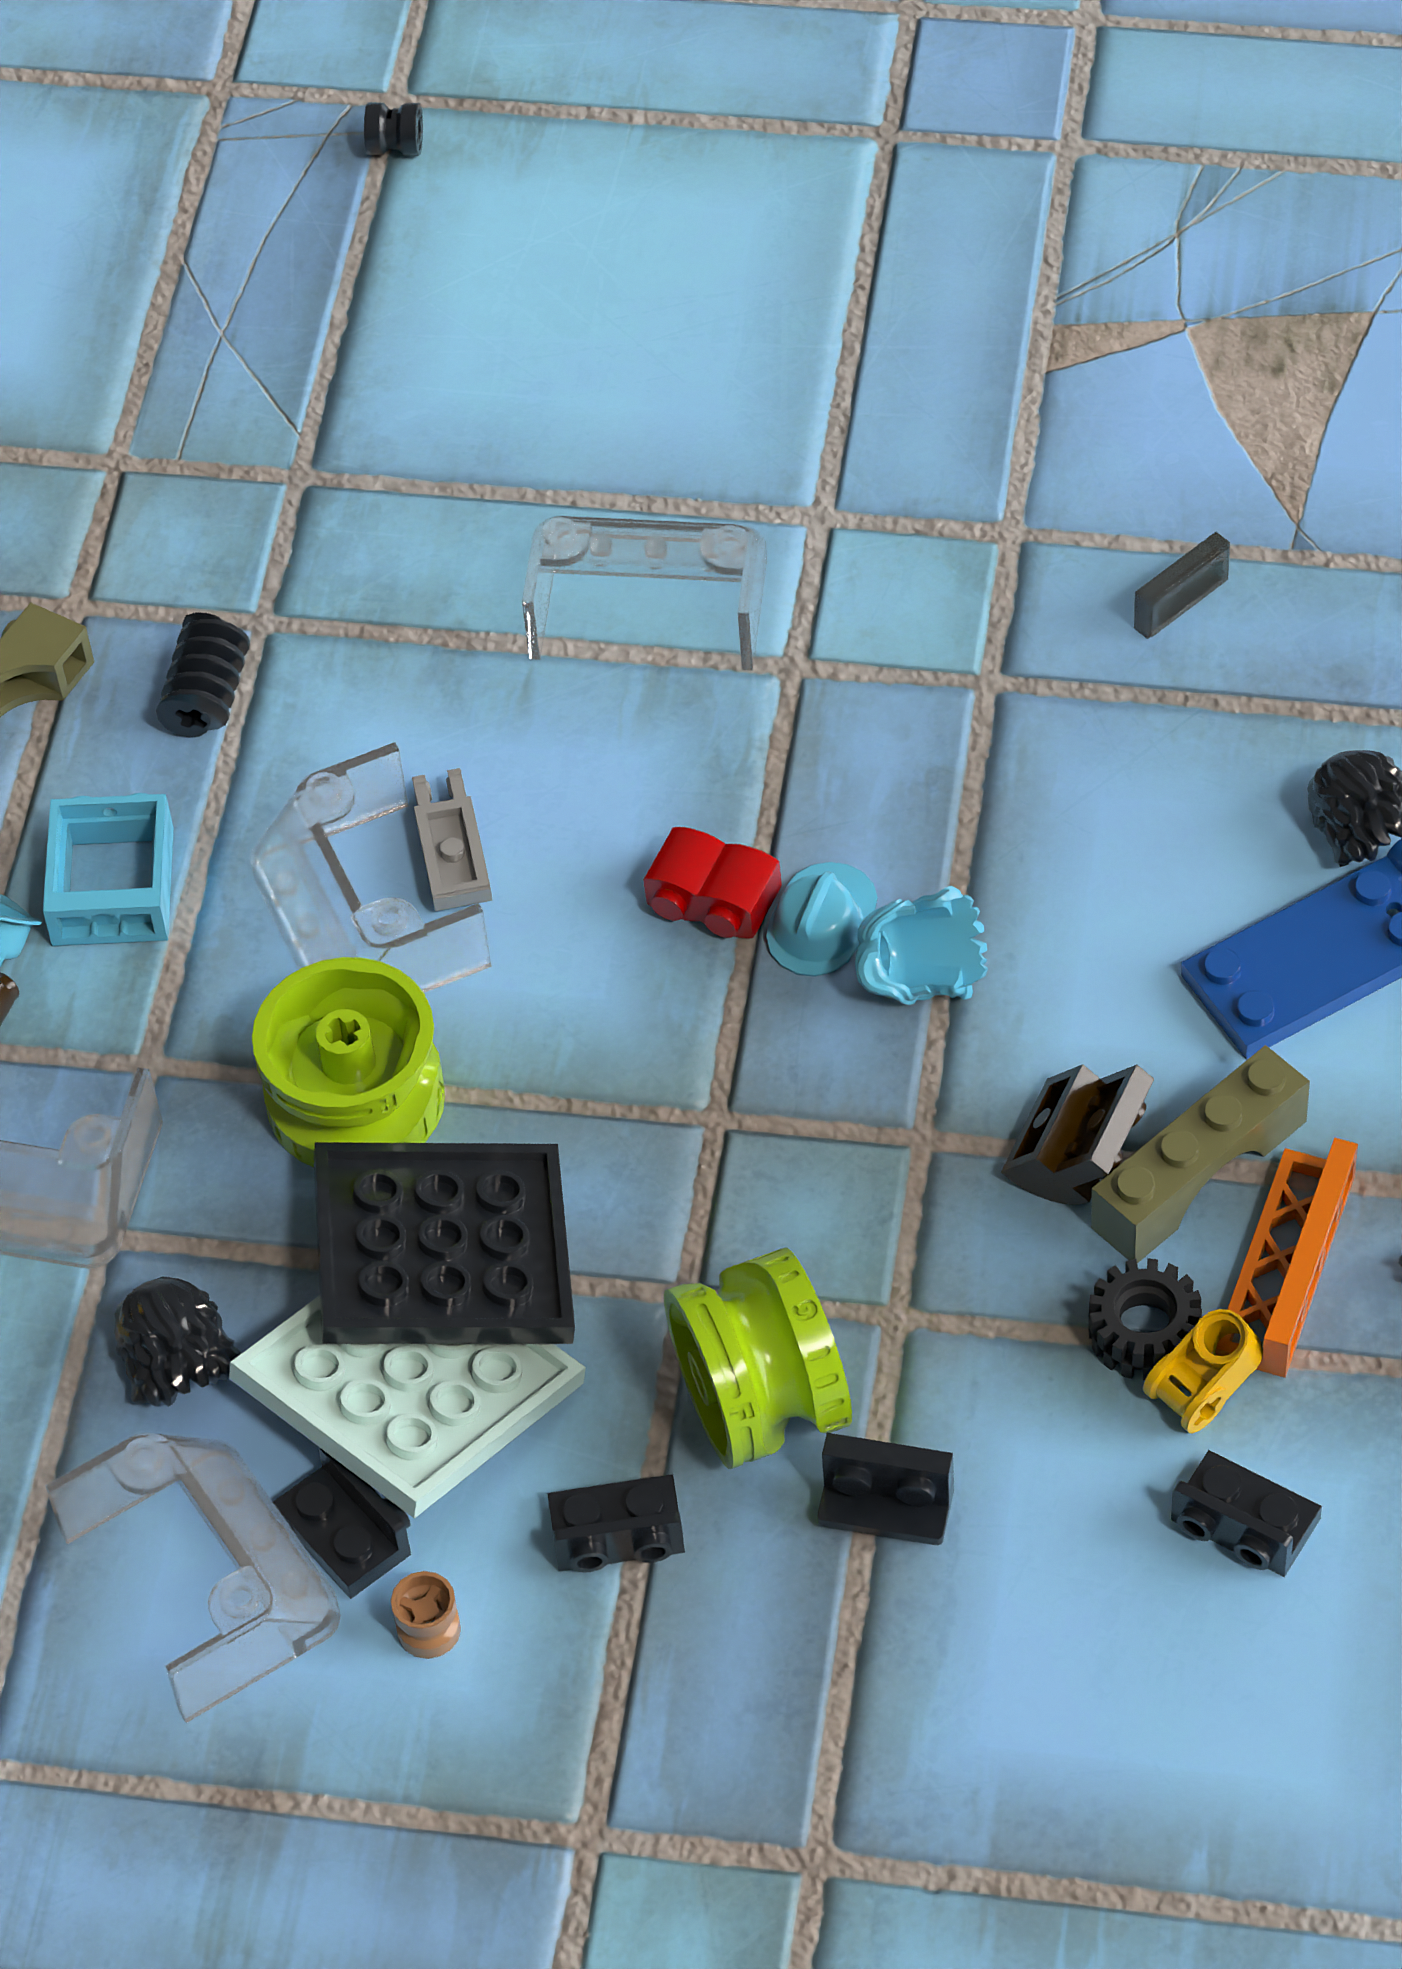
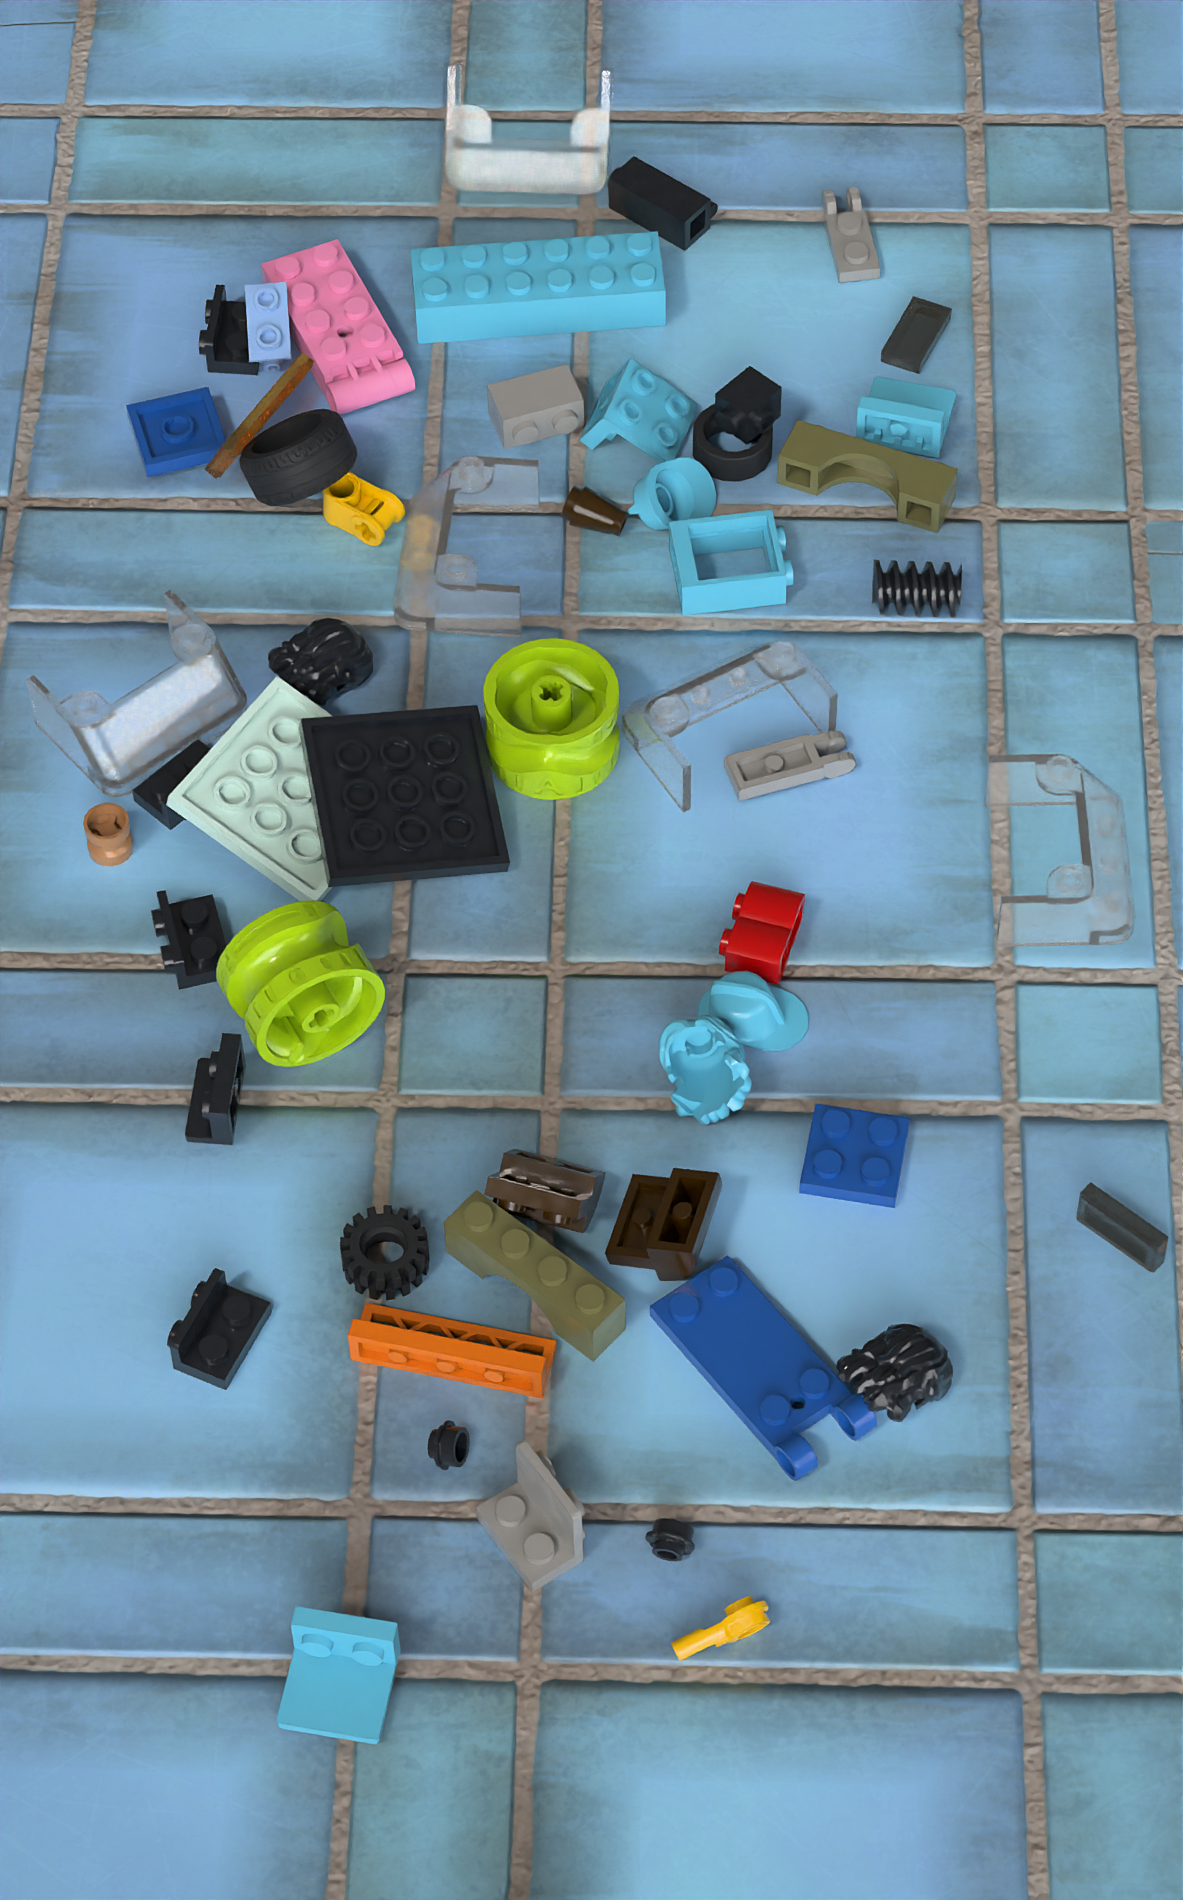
camera: 80 degrees right, 0 degrees up
(1044, 831) = (854, 1155): none -> blue plate
(1138, 1009) = (664, 1222): none -> dark brown brick
(1203, 1373) = (335, 1291): yellow piece -> none

